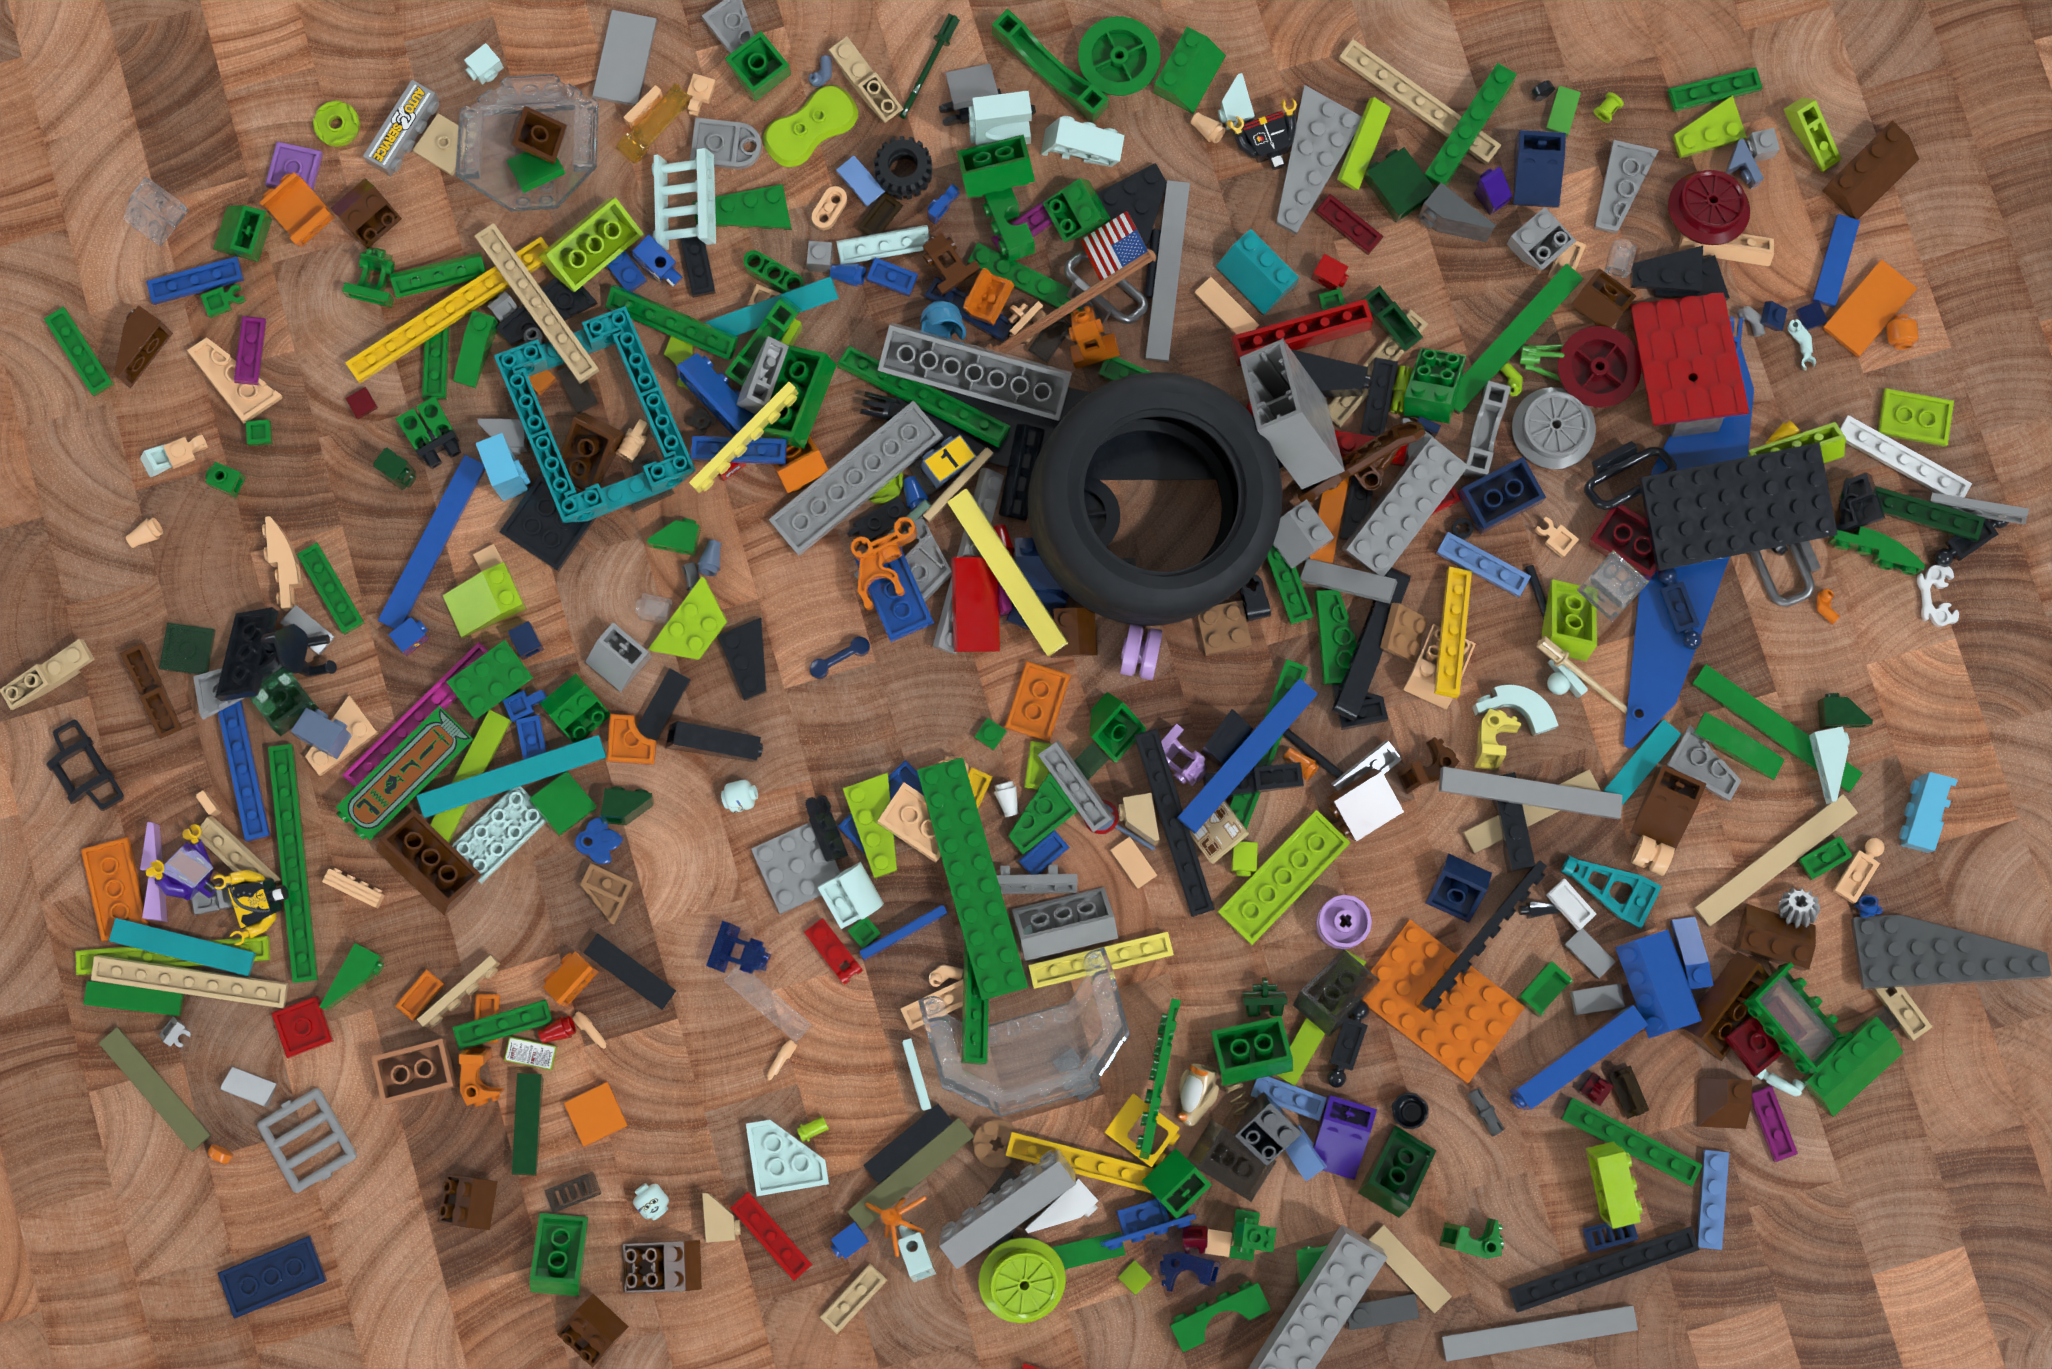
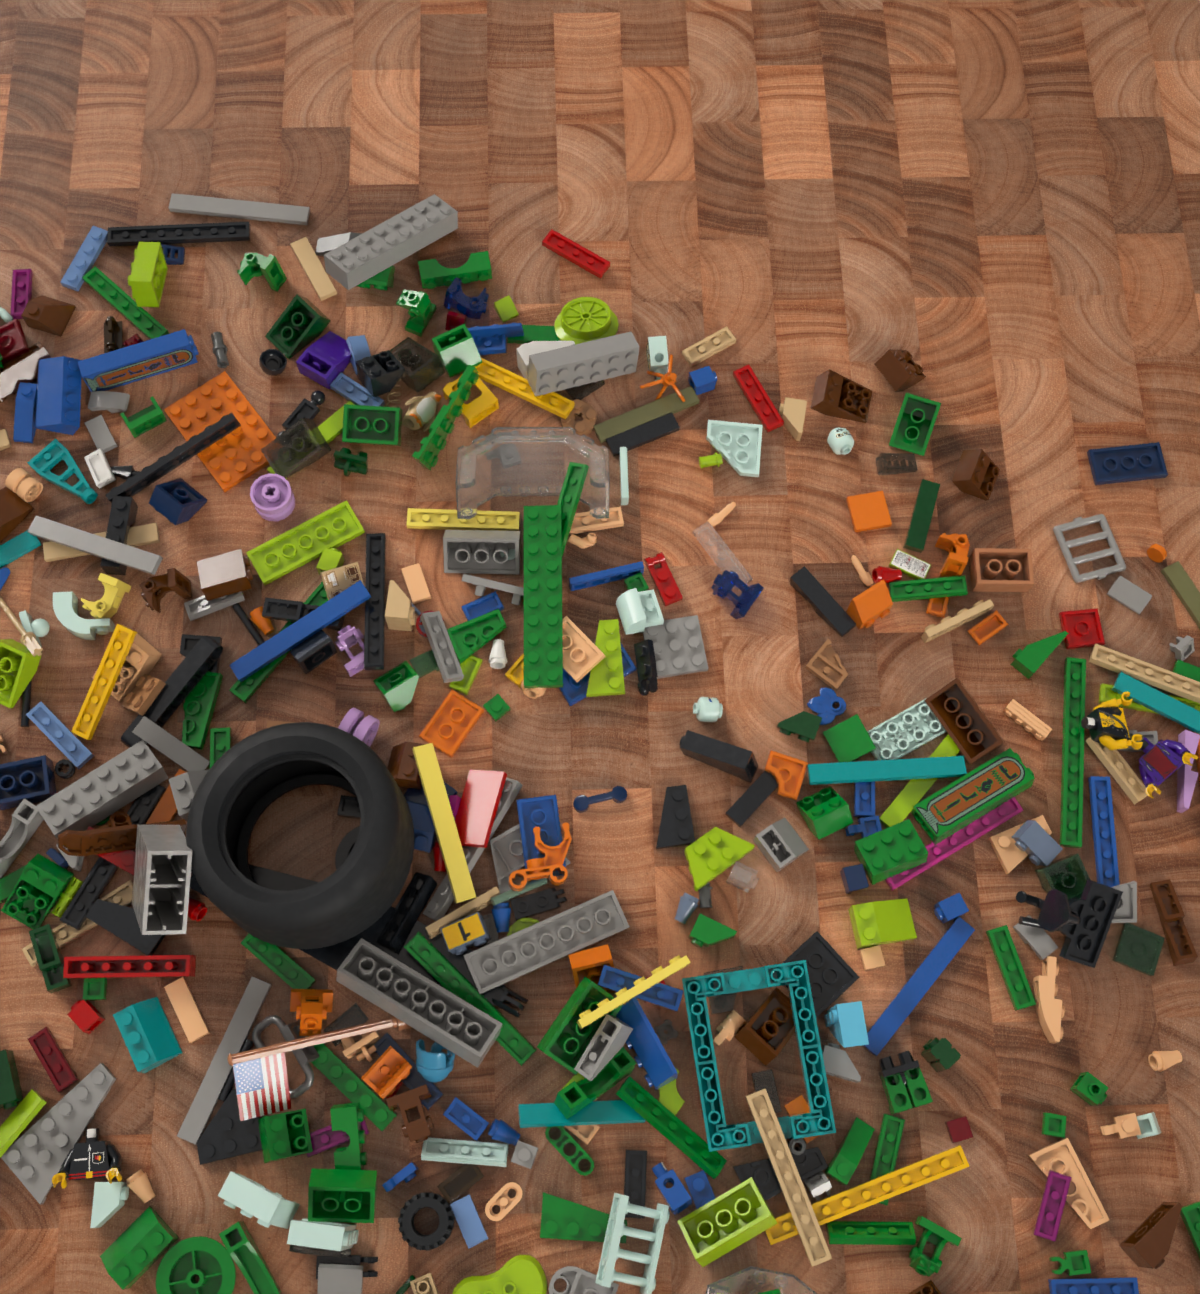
camera: 165 degrees left, 10 degrees down
(208, 803) = (1135, 814): light nougat tile -> none
(1218, 1243) = (439, 317): light nougat tile -> none

